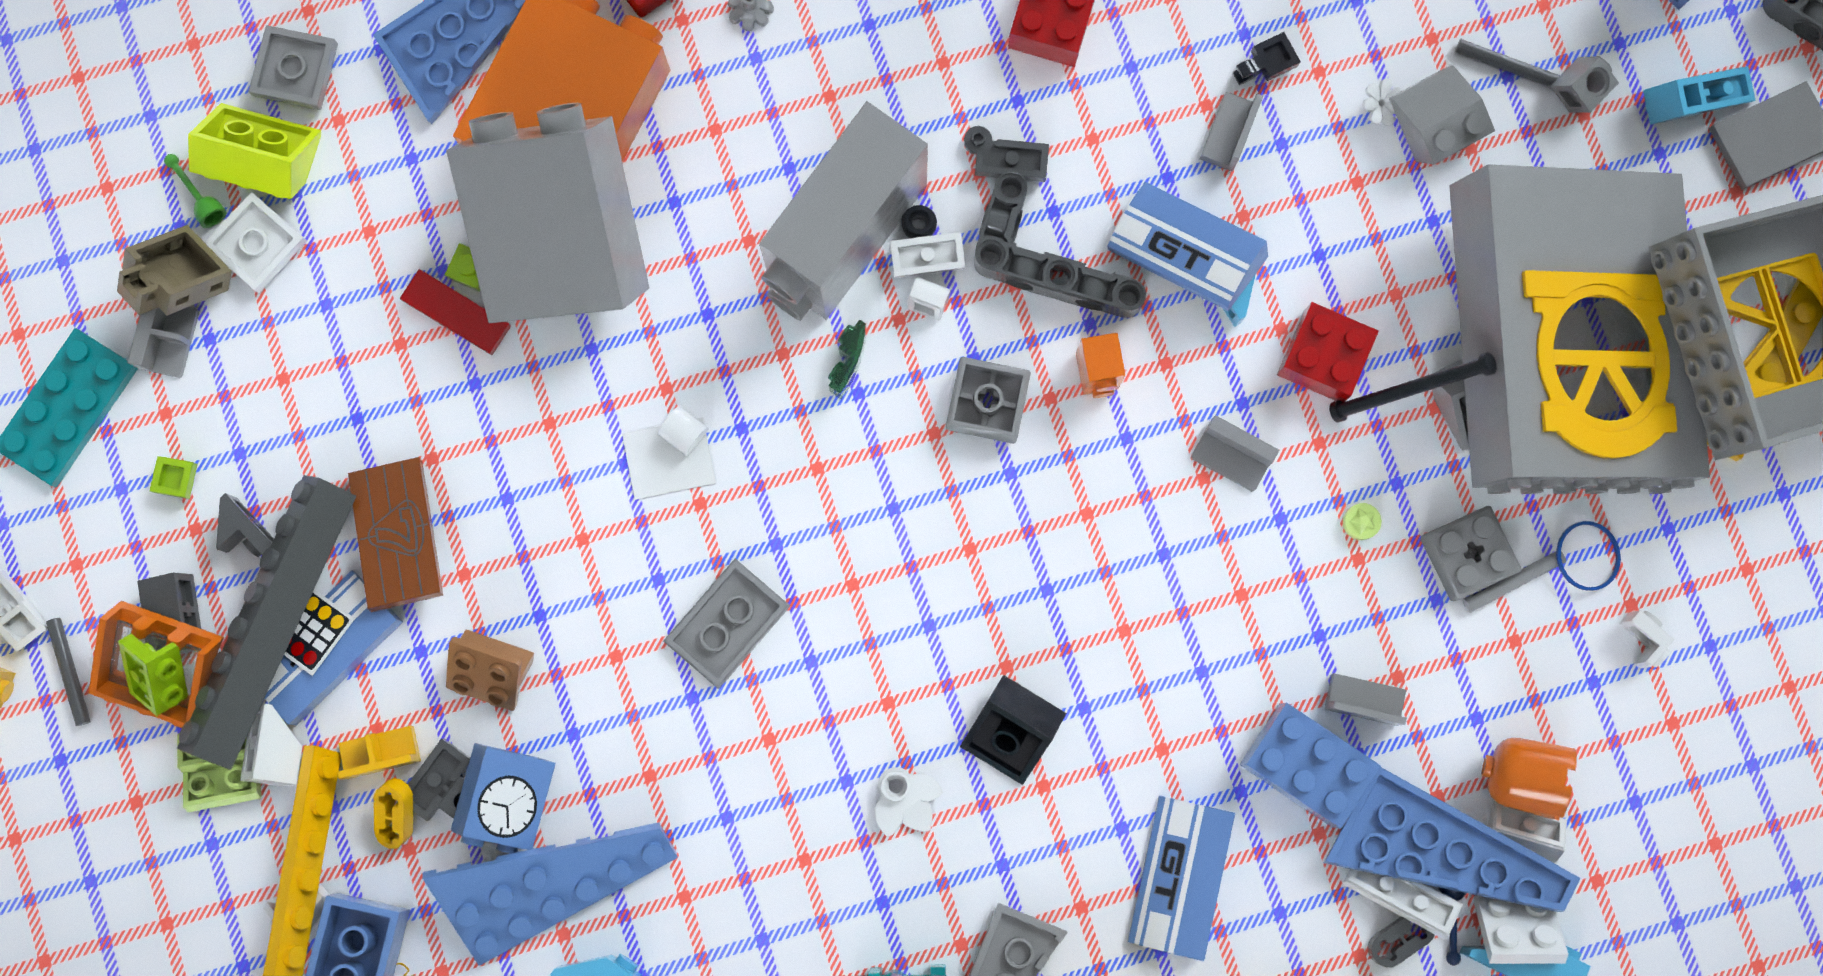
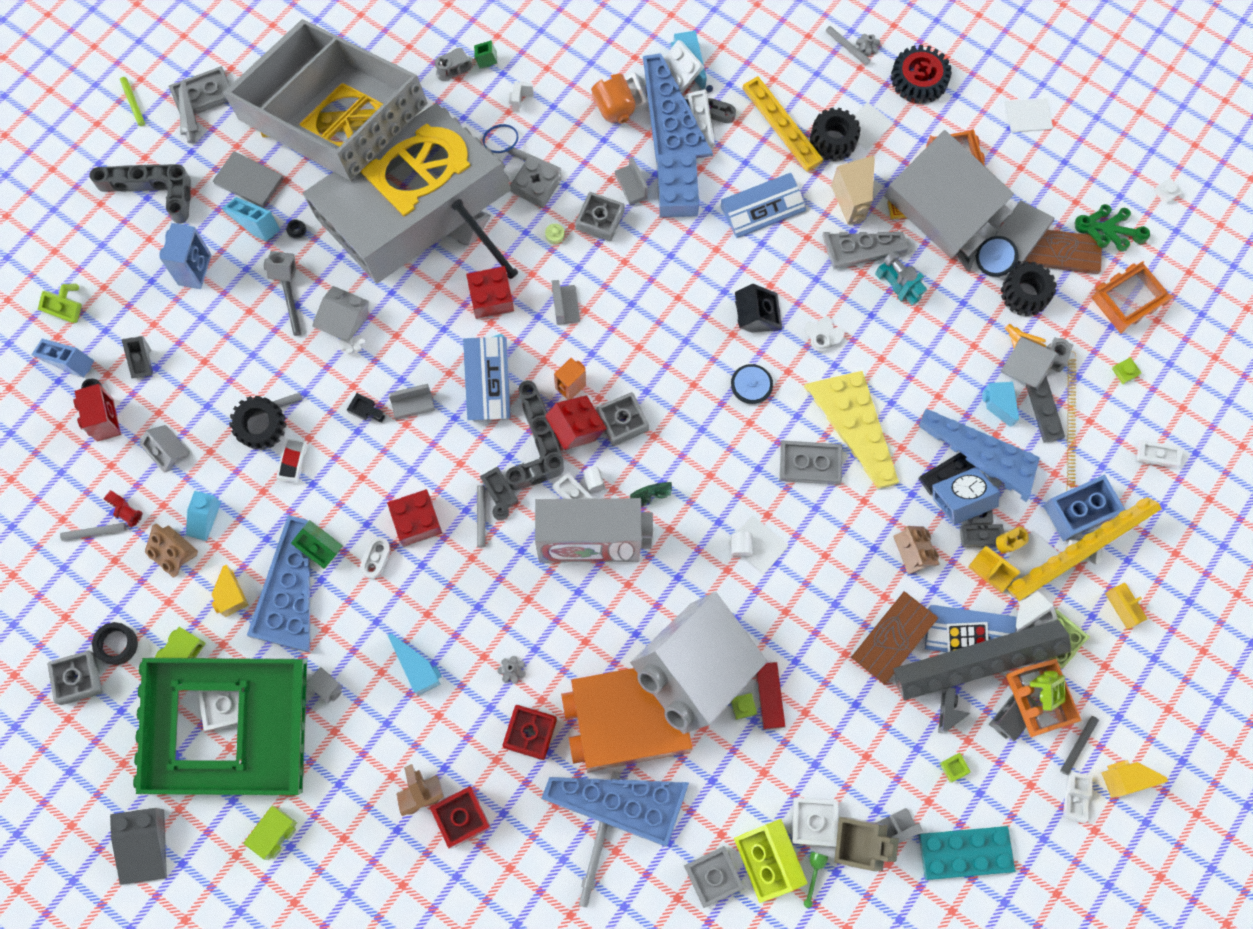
camera: 130 degrees left, 10 degrees down
(184, 903) = (1126, 605): none -> yellow panel
(351, 834) = (1032, 554): none -> white sticker
(564, 803) = (947, 469): none -> black tile
(753, 742) = (854, 418): none -> light yellow wing
(906, 630) = (751, 384): none -> light blue wheel
(991, 111) = (480, 516): none -> light grey bar
(1028, 324) = (575, 422): none -> red brick
(1363, 612) = (592, 209): none -> light grey brick
(1643, 143) = (294, 224): none -> black plate
(1760, 635) = (485, 54): none -> green plate
(1778, 576) = (454, 63): none -> light grey piece

